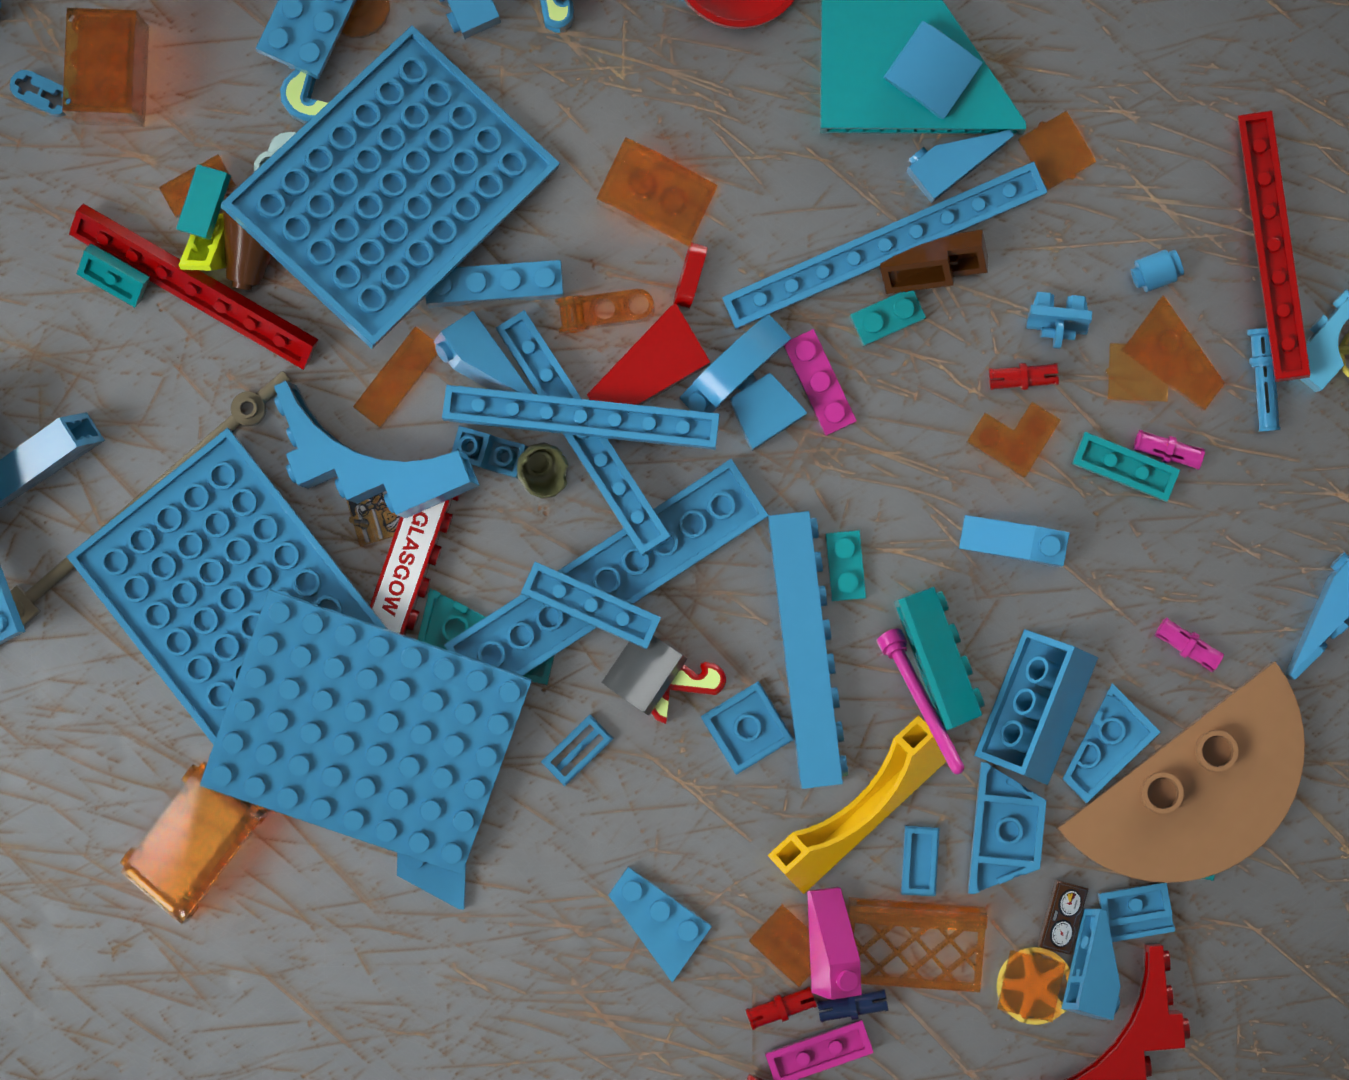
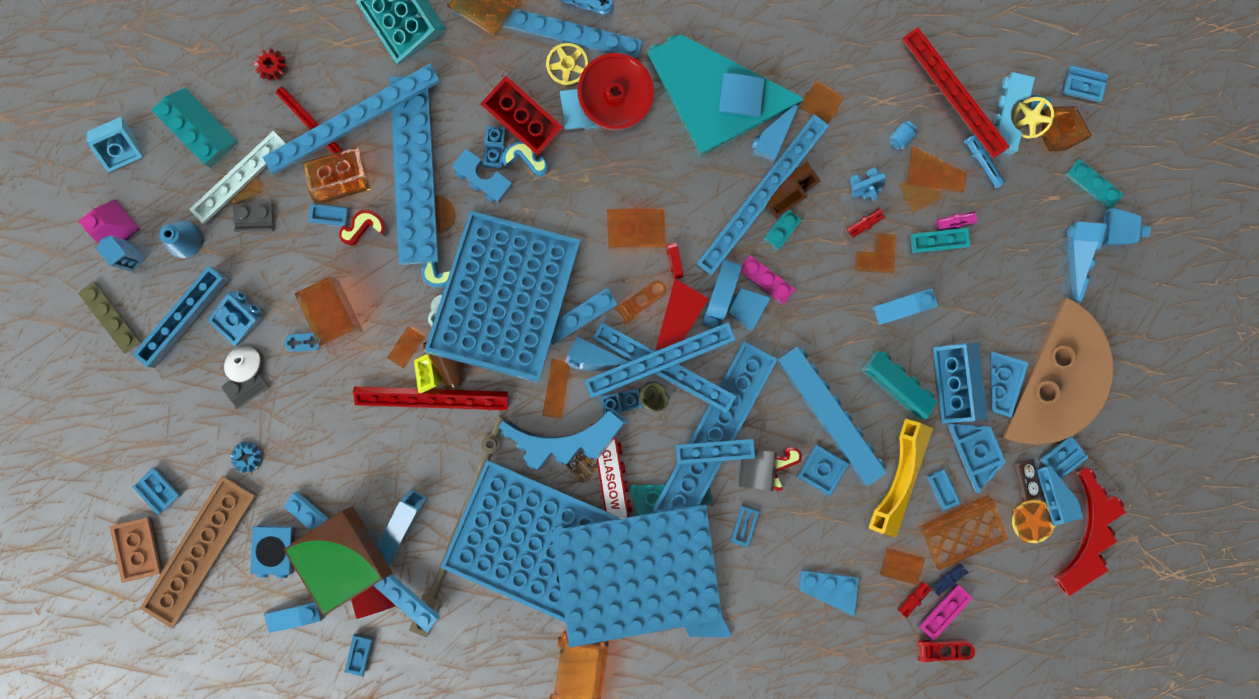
camera: 30 degrees left, 0 degrees up
(112, 275) = (387, 414): teal plate -> none
(203, 202) = (413, 353): teal tile -> none
(832, 946) = (925, 556): dark pink slope -> none
(845, 565) = (828, 363): teal plate -> none
(894, 645) = (873, 390): dark pink piece -> none
(1189, 644) = (1018, 311): dark pink pin -> none

